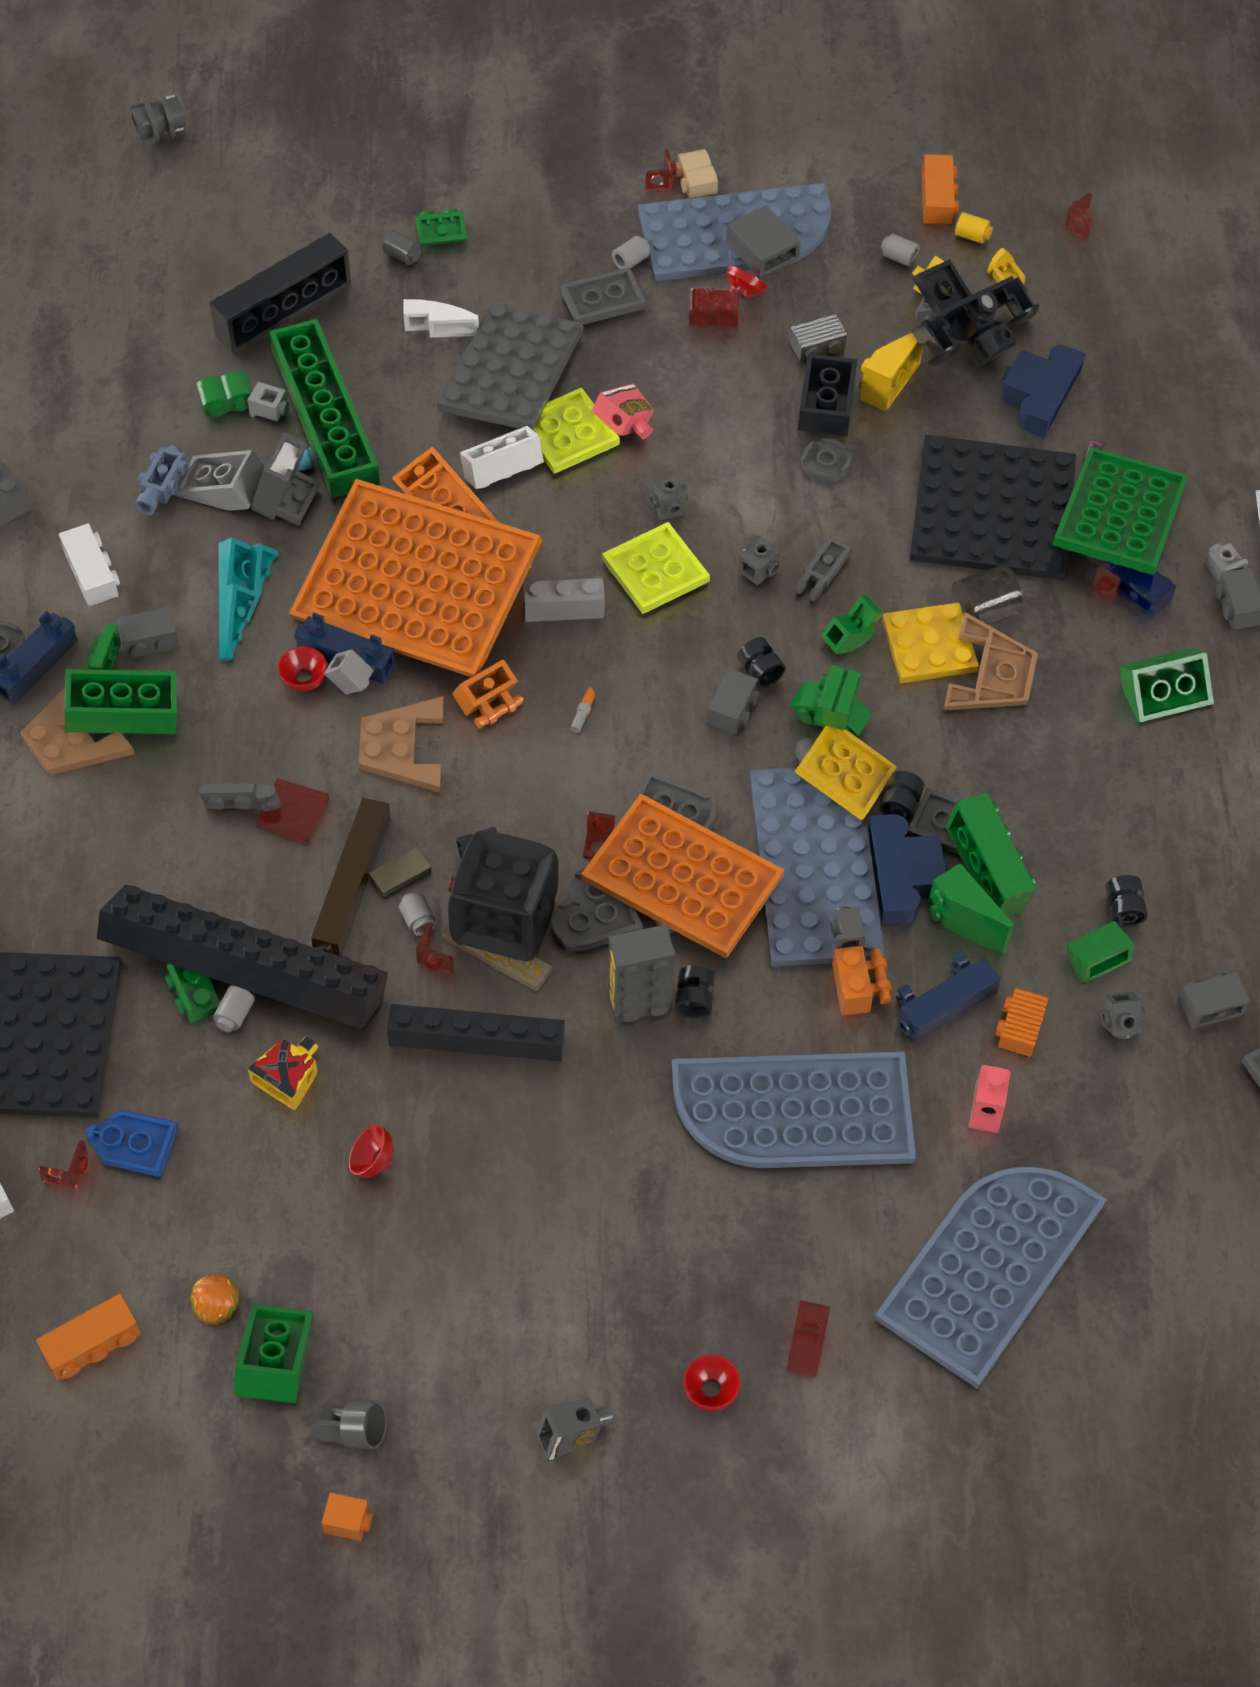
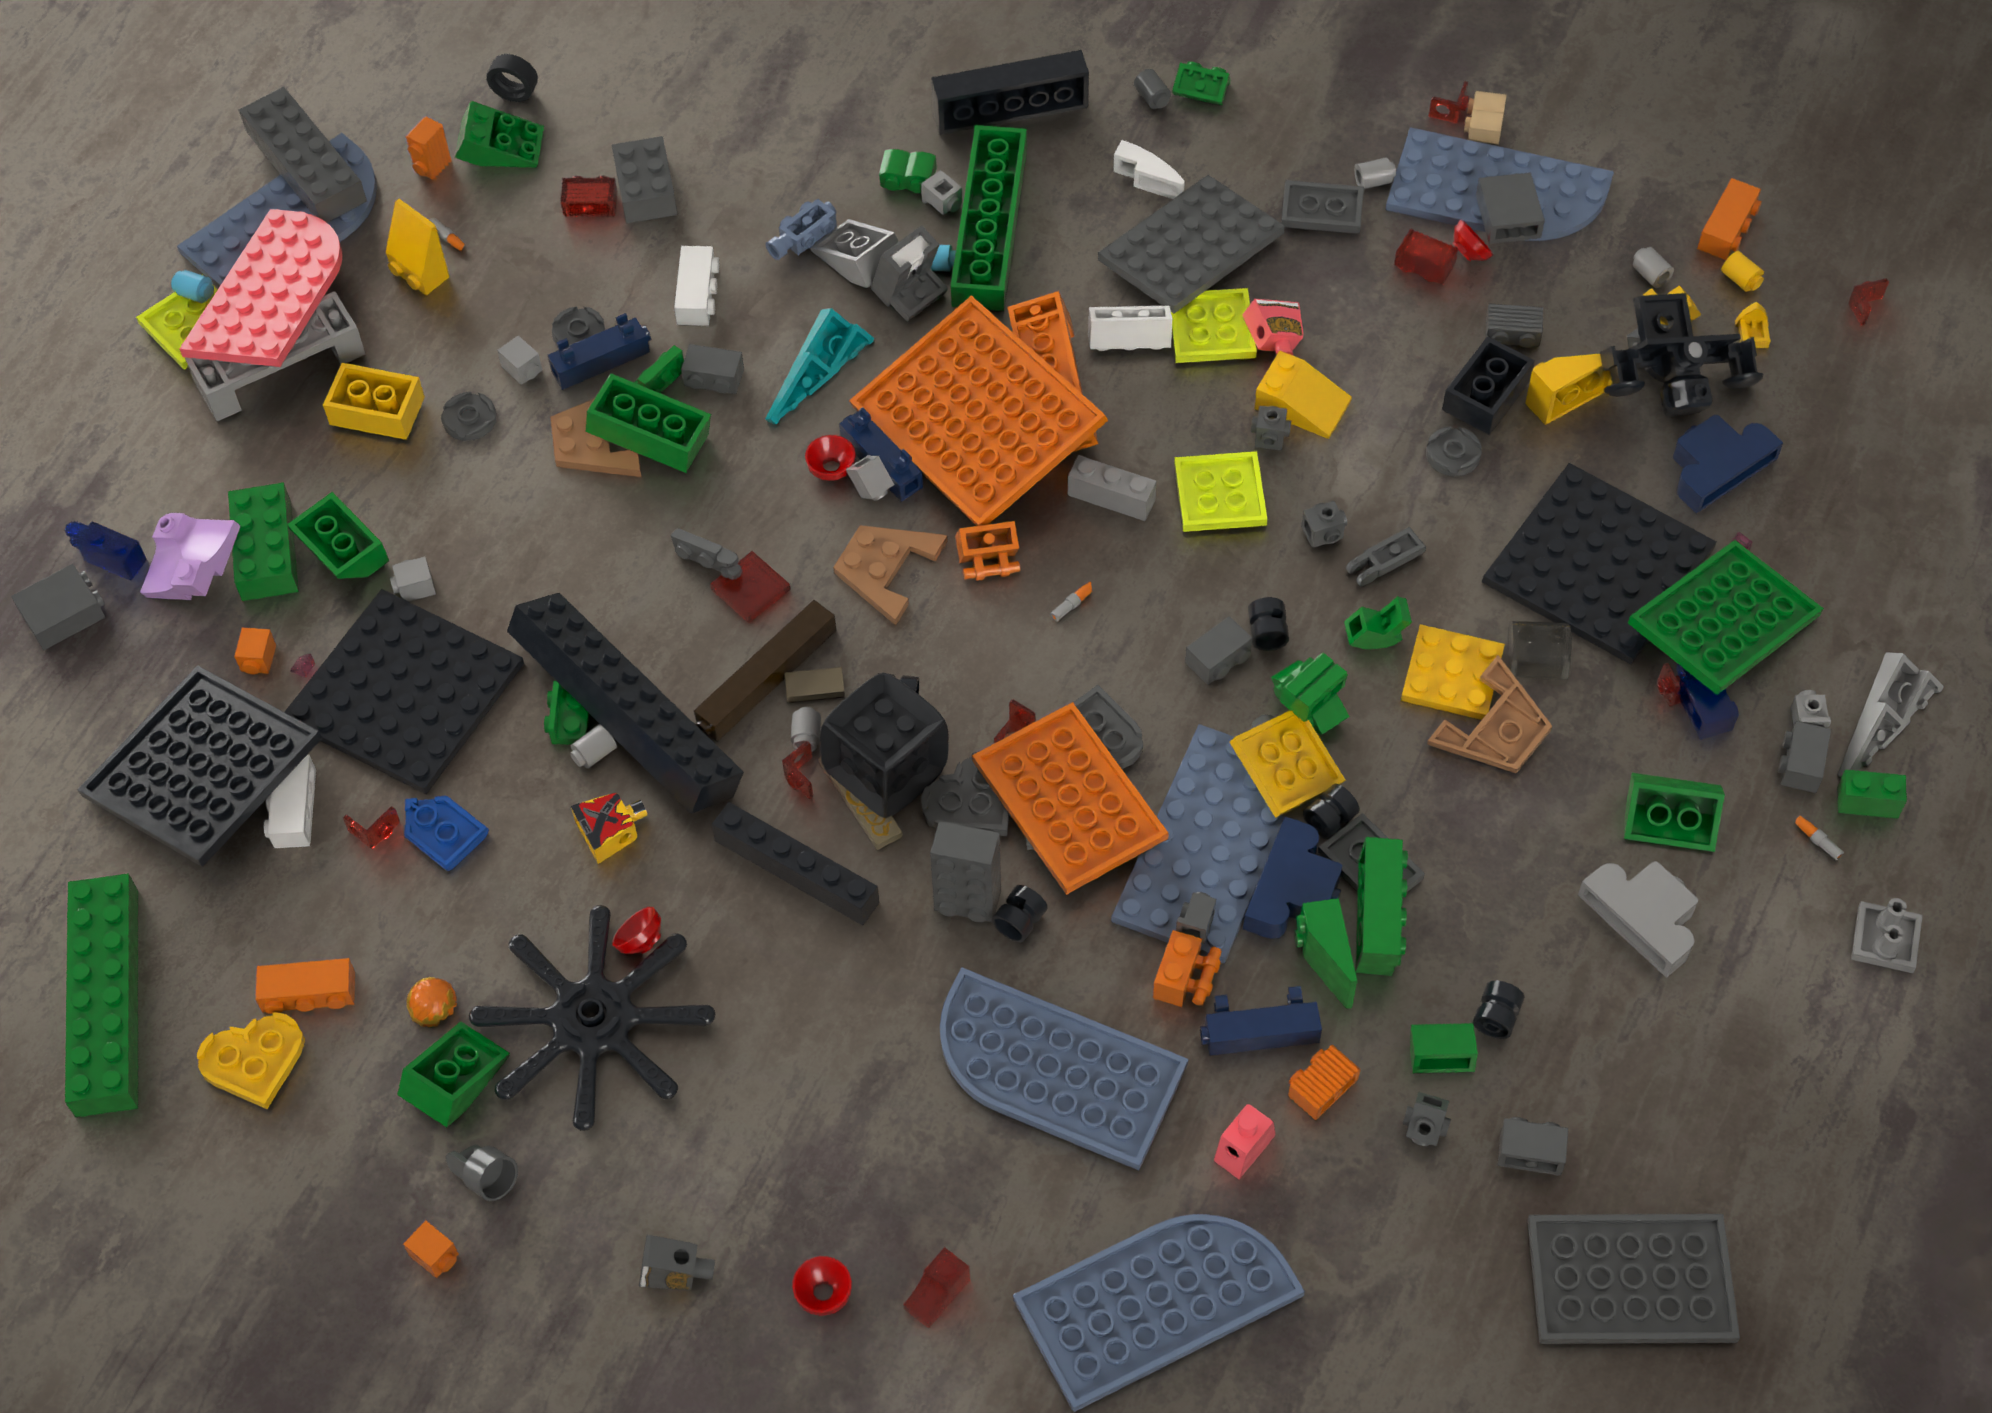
camera: 30 degrees right, 0 degrees up
(76, 1427) = (252, 1059): none -> yellow plate
(376, 1264) = (591, 1035): none -> black animal
(674, 454) = (1307, 394): none -> yellow slope
(1191, 773) = (1645, 911): none -> light grey brick

